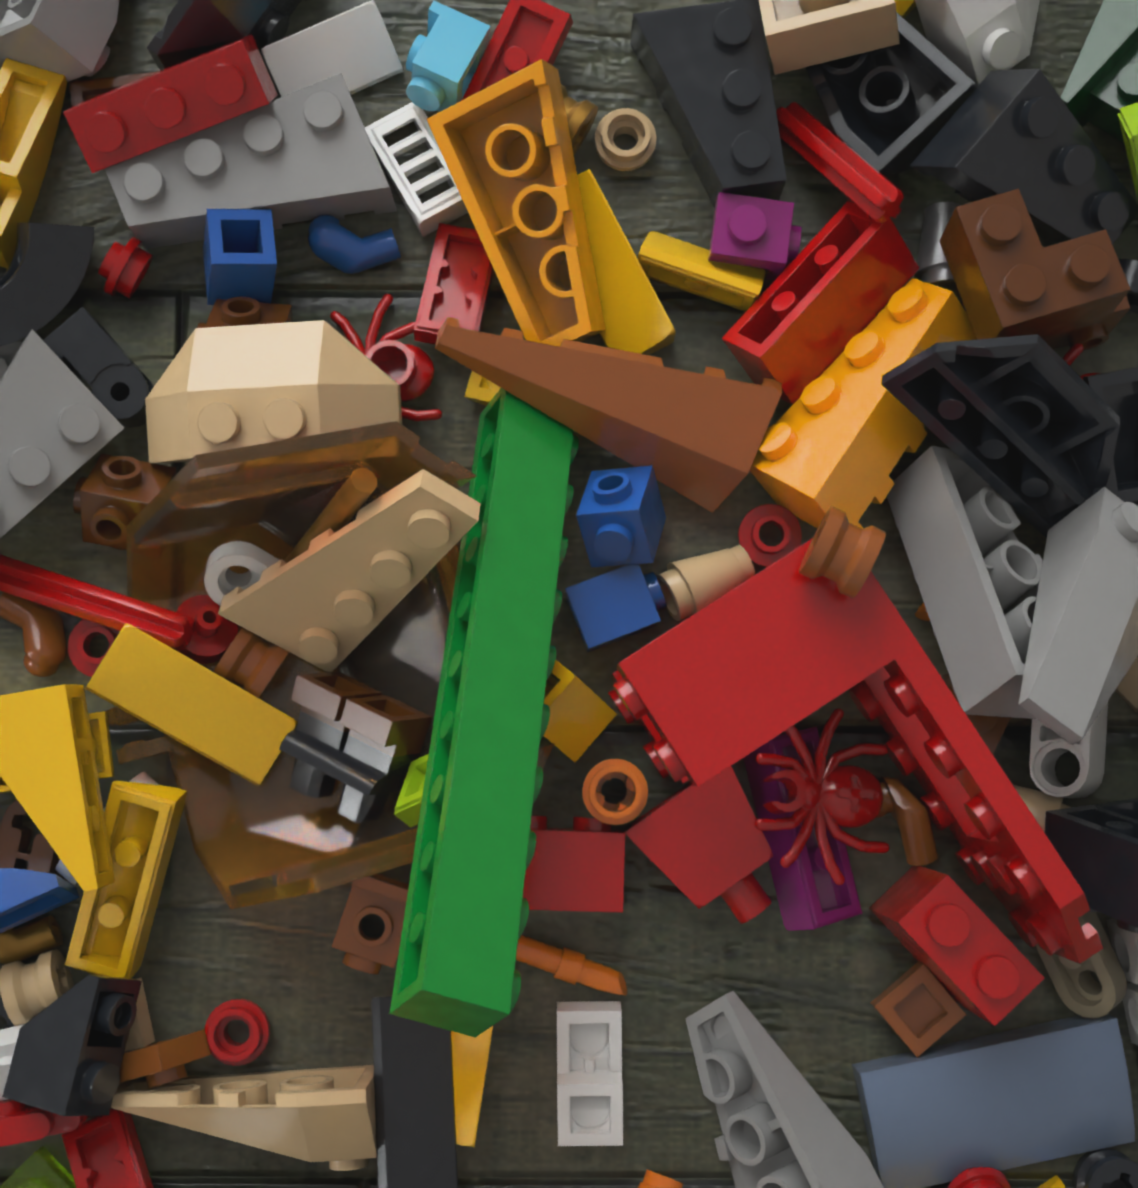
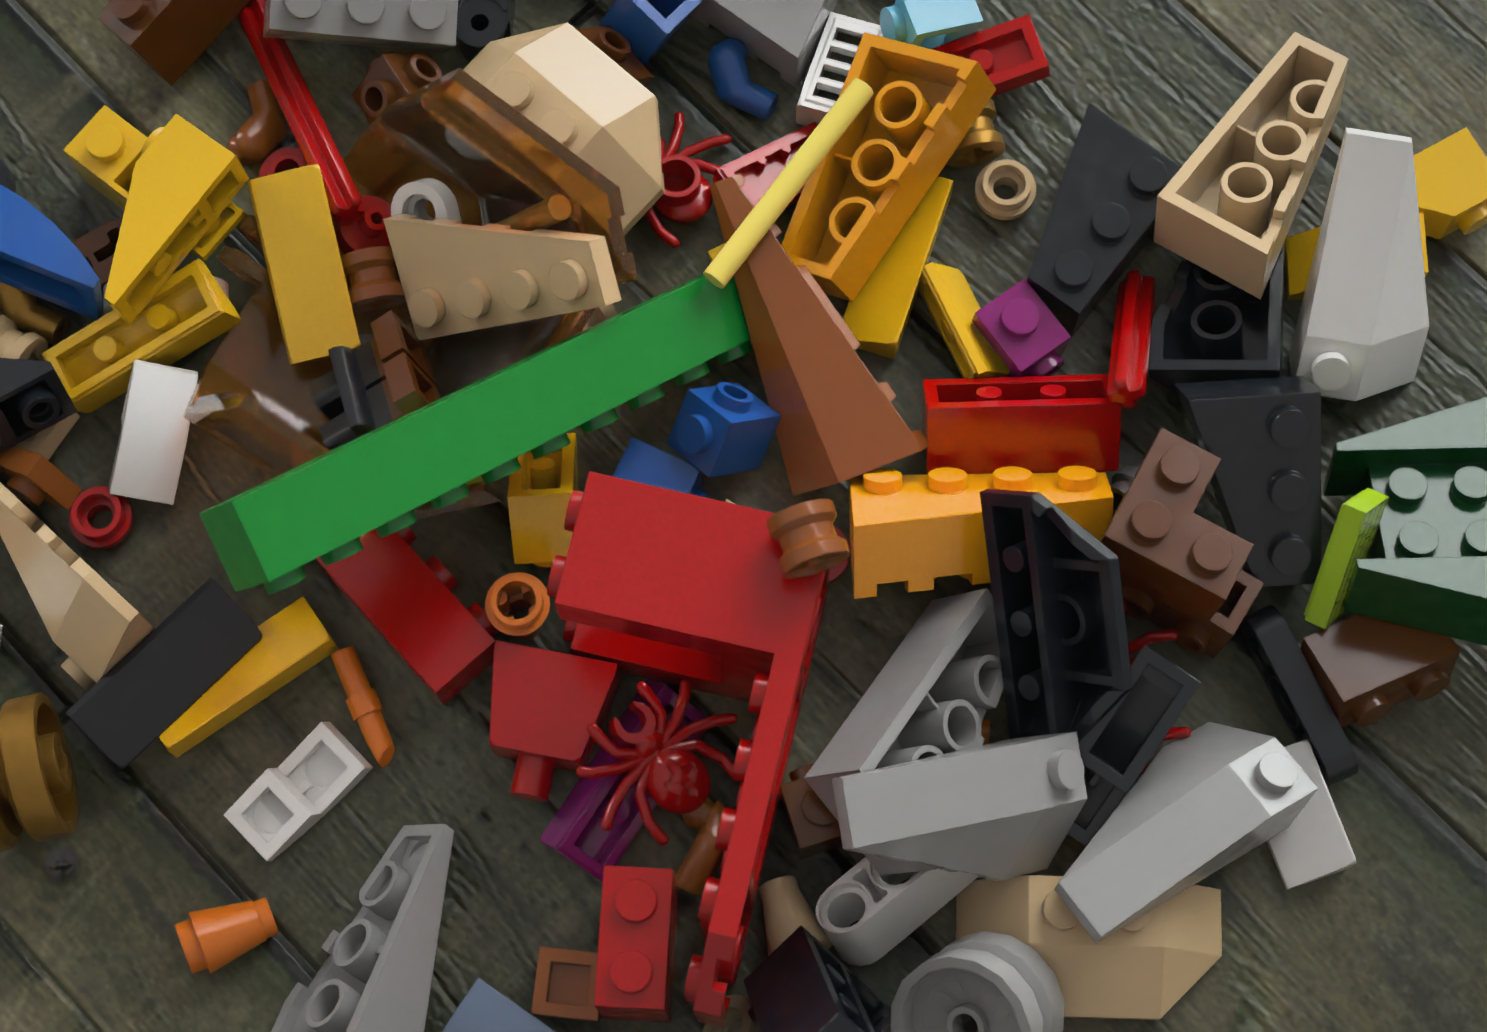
camera: 50 degrees right, 10 degrees down
(211, 936) = (153, 432): none -> white slope
(494, 289) = (788, 183): none -> light yellow bar

